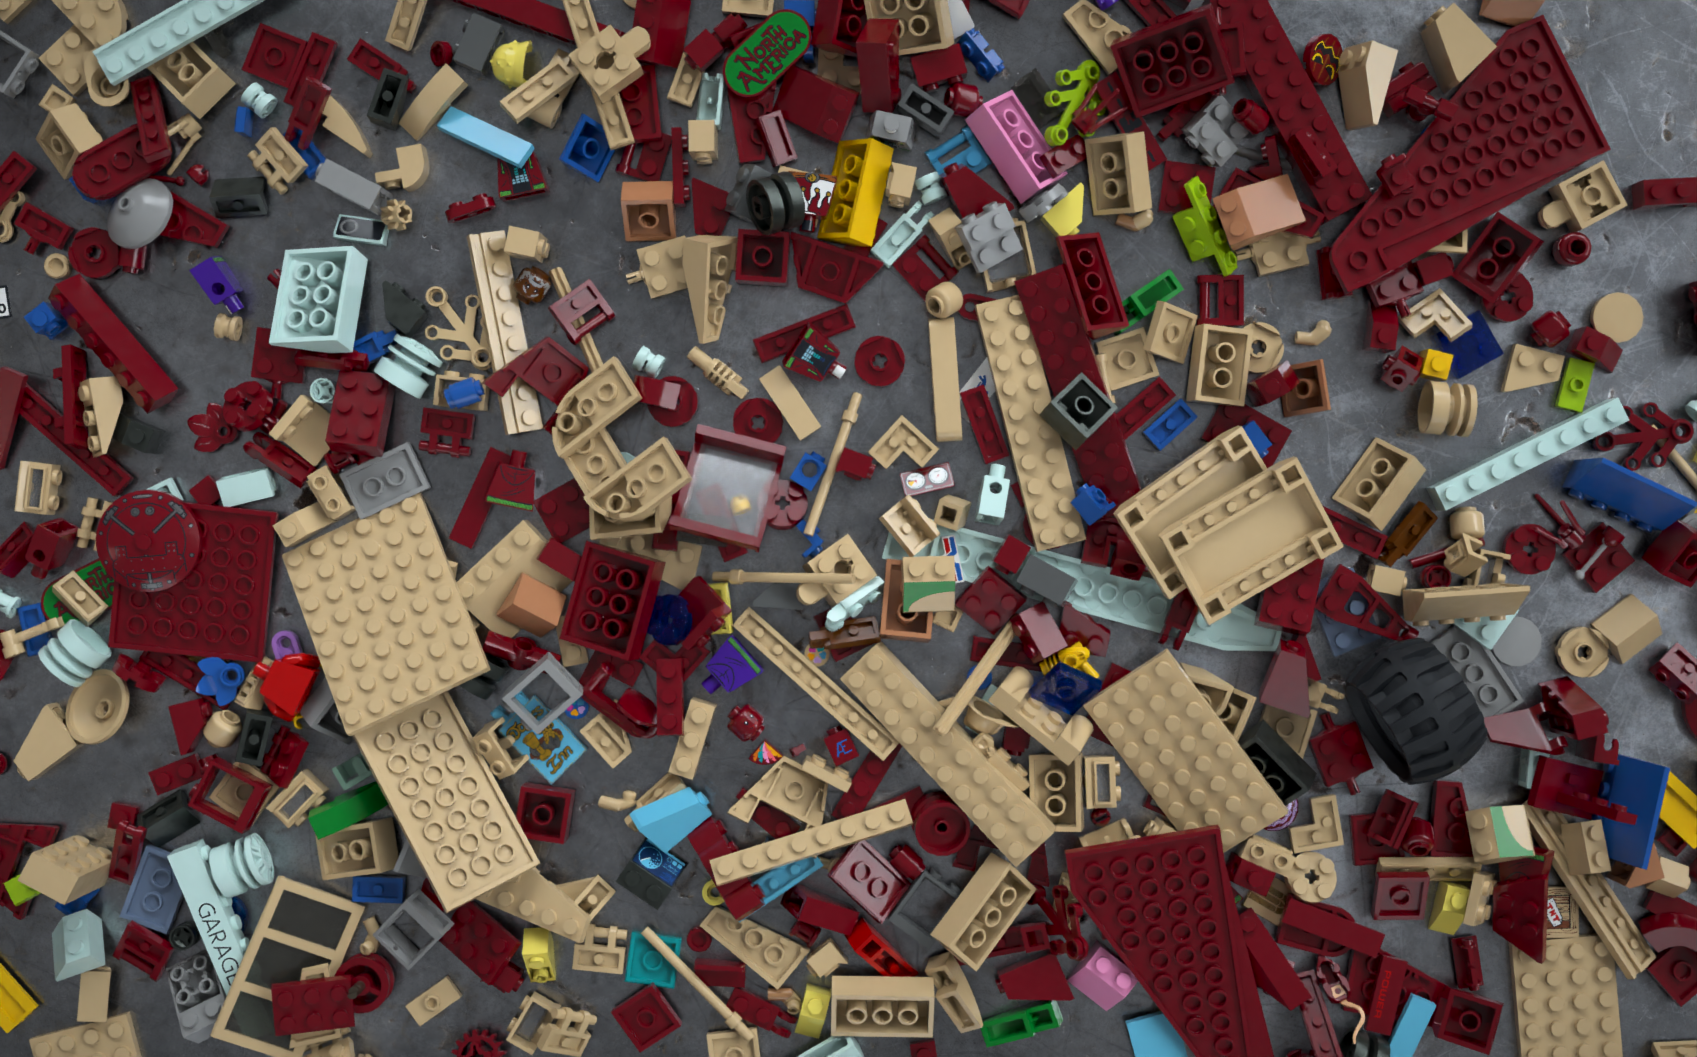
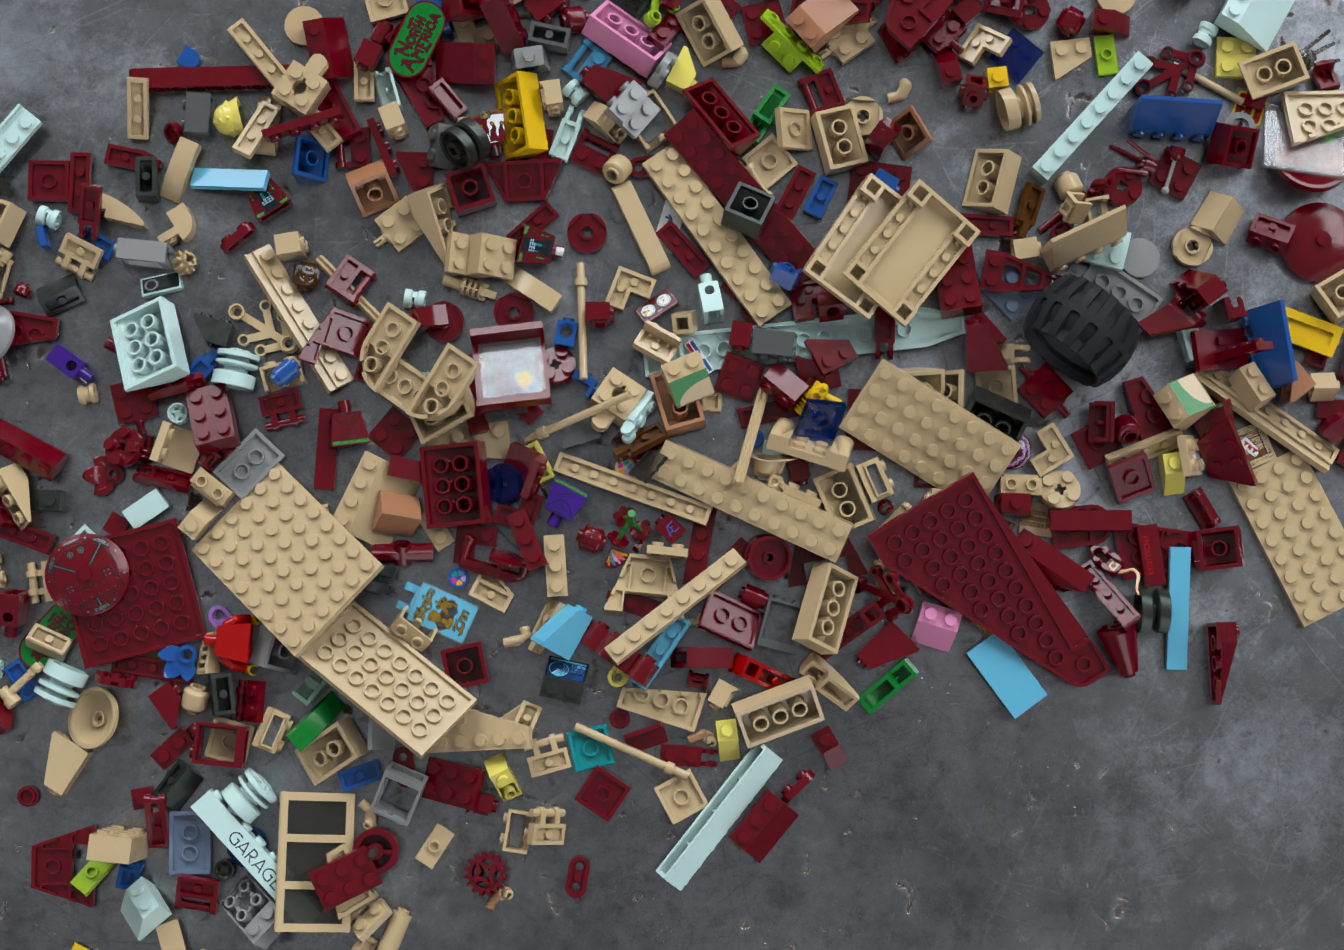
camera: 30 degrees left, 5 degrees down
(559, 675) = (438, 555): light grey window -> none
(603, 107) = (295, 127): none -> dark red plate
(744, 341) = (480, 255): none -> tan bracket
(795, 714) = (626, 517): none -> dark red plant
(843, 667) = (647, 466): none -> clear smoke piece
(1107, 616) = (830, 353): none -> dark red wing
(1502, 538) = (1098, 186): none -> dark red arm

